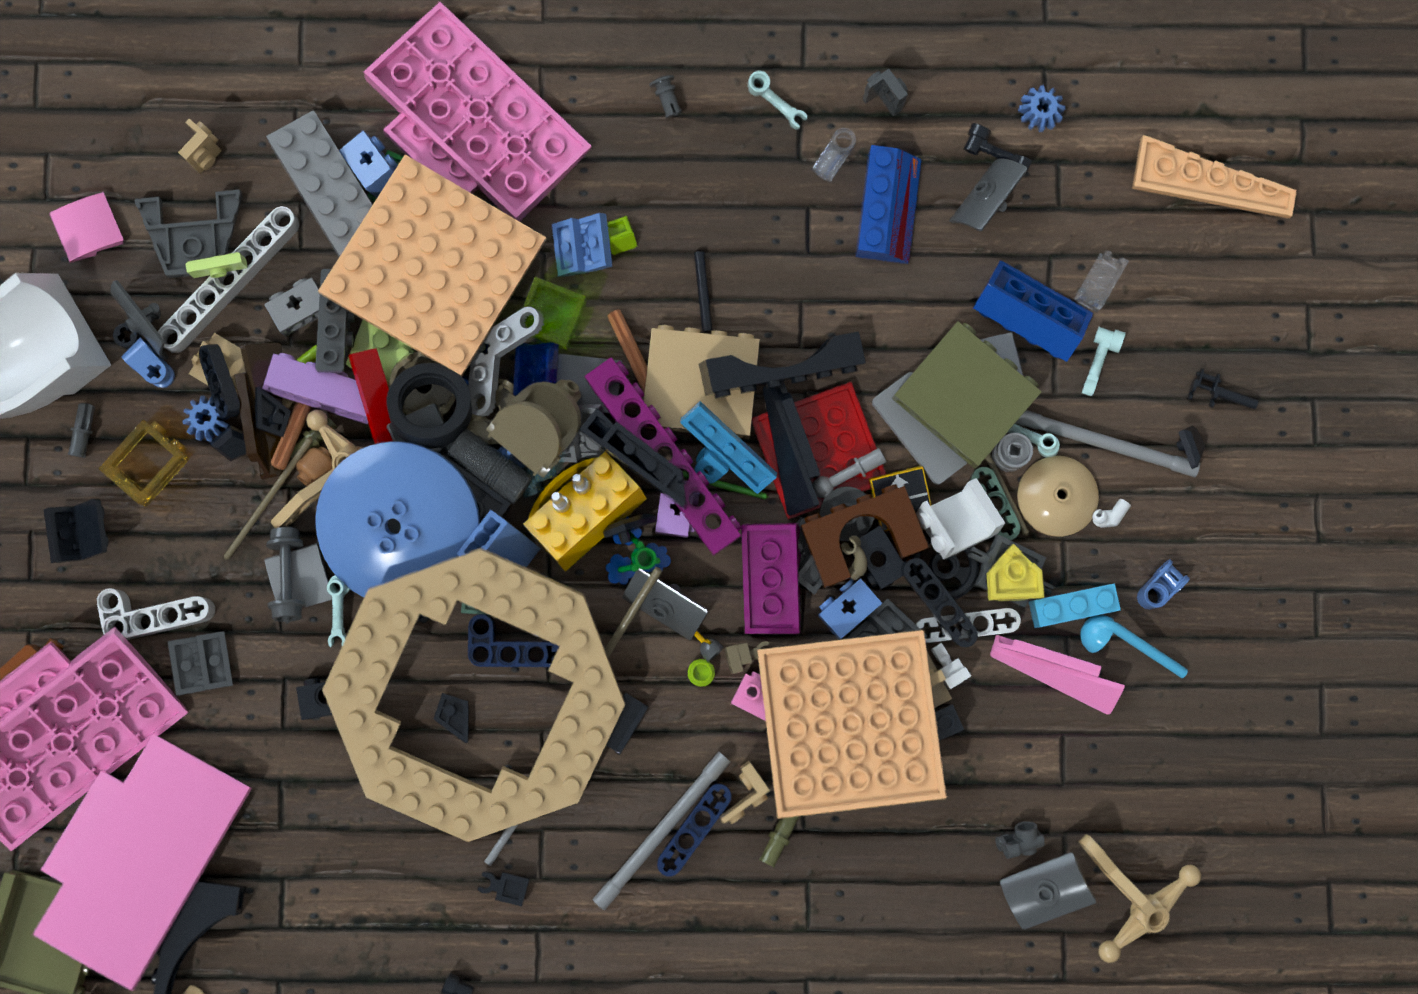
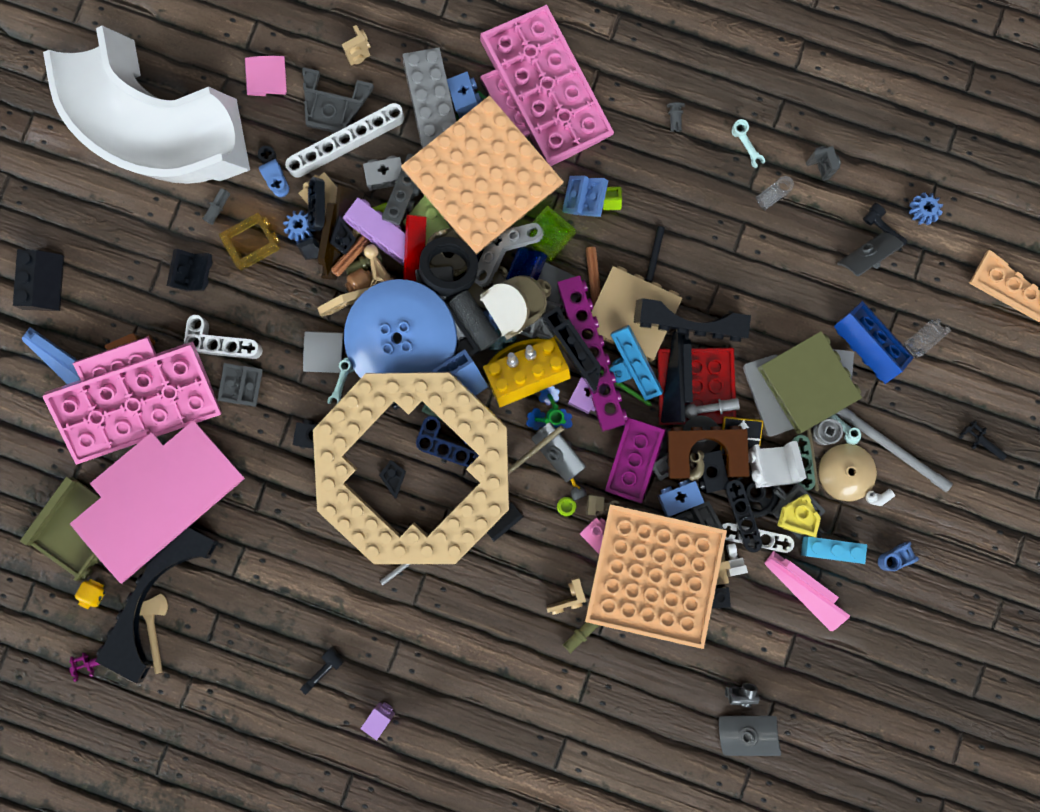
camera: 30 degrees right, 0 degrees up
(140, 320) = (279, 146): dark grey shield -> none
(216, 266) = (340, 127): yellowish green plate -> none
(268, 498) = (321, 292): dark tan axle -> none
(285, 540) = (322, 323): dark grey piece -> none
(509, 888) = (390, 604): black plate -> none
(614, 886) = (458, 628): light grey piece -> none
(624, 526) = (549, 391): black piece -> none
(698, 832) = (527, 611): dark blue beam -> none
(888, 205) = (799, 238): blue slope -> none
(1099, 629) = (845, 572): medium azure piece -> none
(1106, 341) = (916, 379): light aqua brick -> none
(1147, 912) = (813, 774): tan piece -> none
(1192, 444) = (952, 469): black piece -> none

